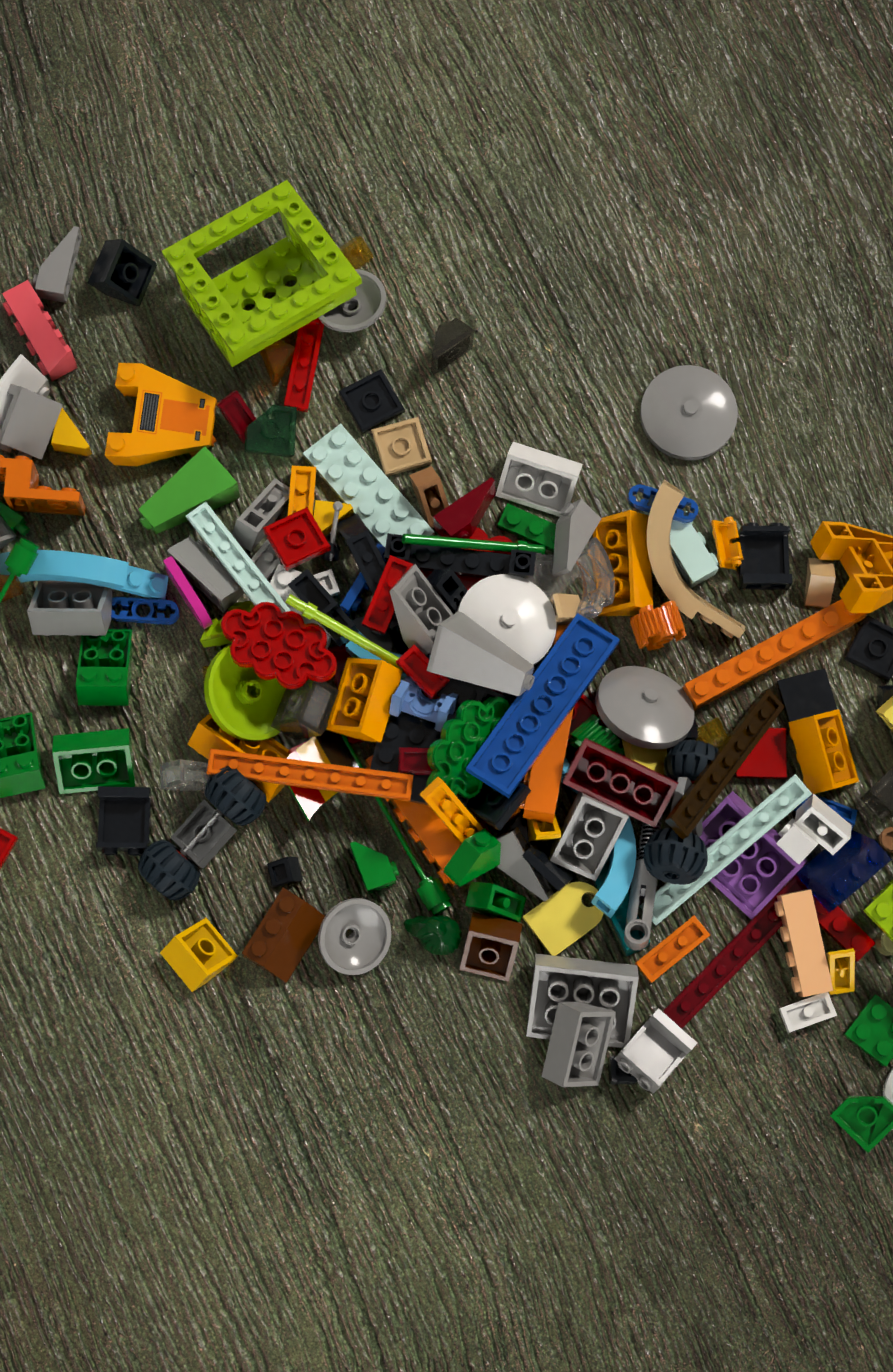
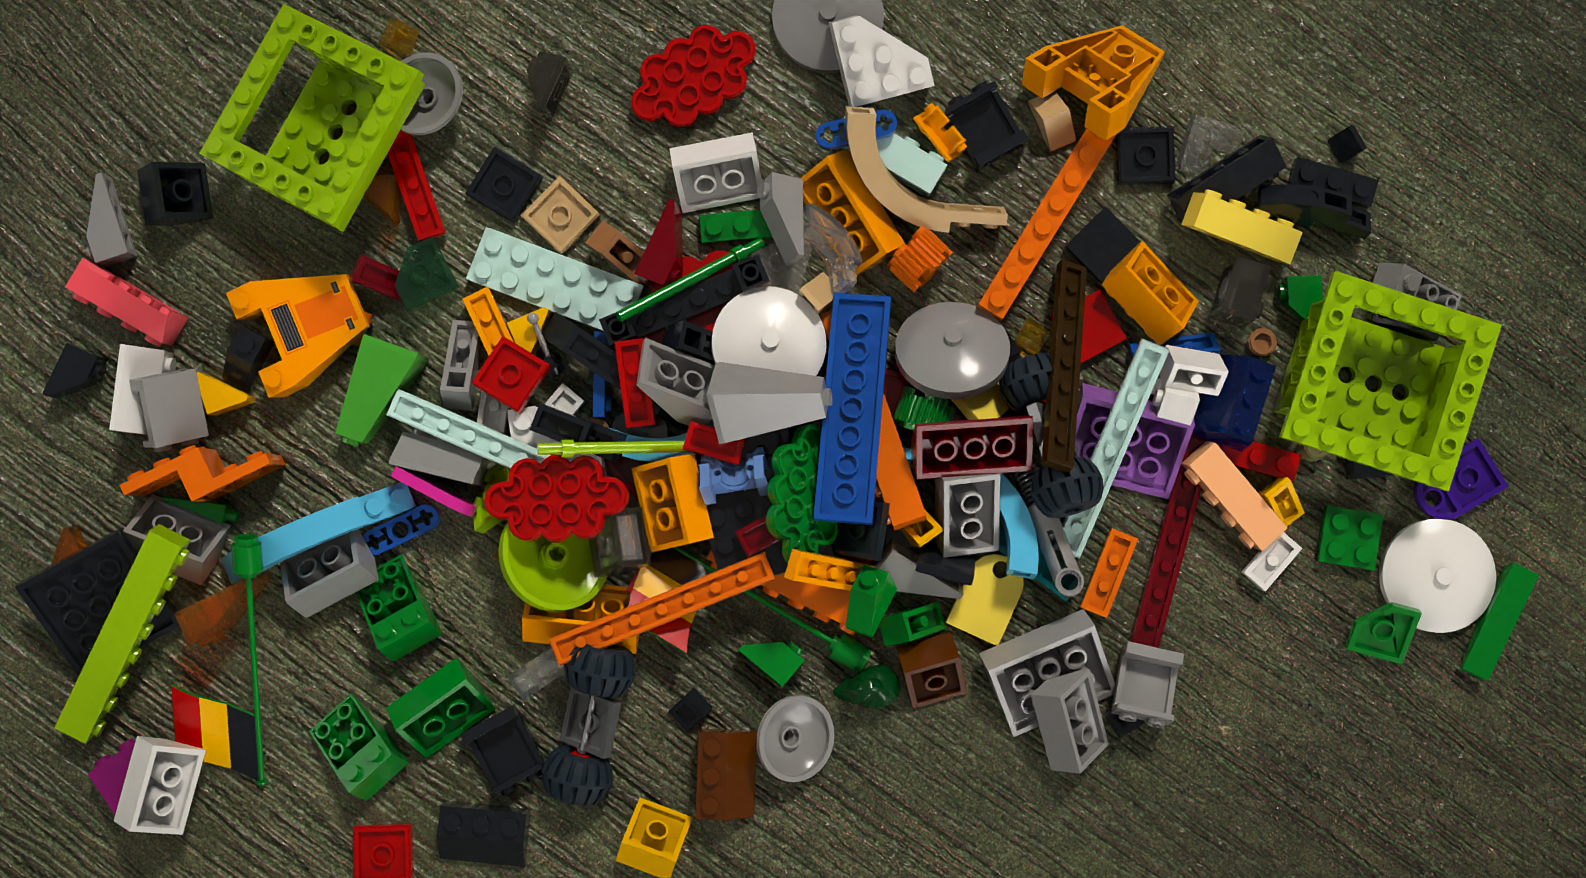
camera: 20 degrees left, 10 degrees up
(69, 876) = (483, 833): none -> black slope
(103, 418) = (246, 357): none -> black slope
(561, 400) = (693, 76): none -> red plate
(706, 463) = (876, 63): none -> white brick

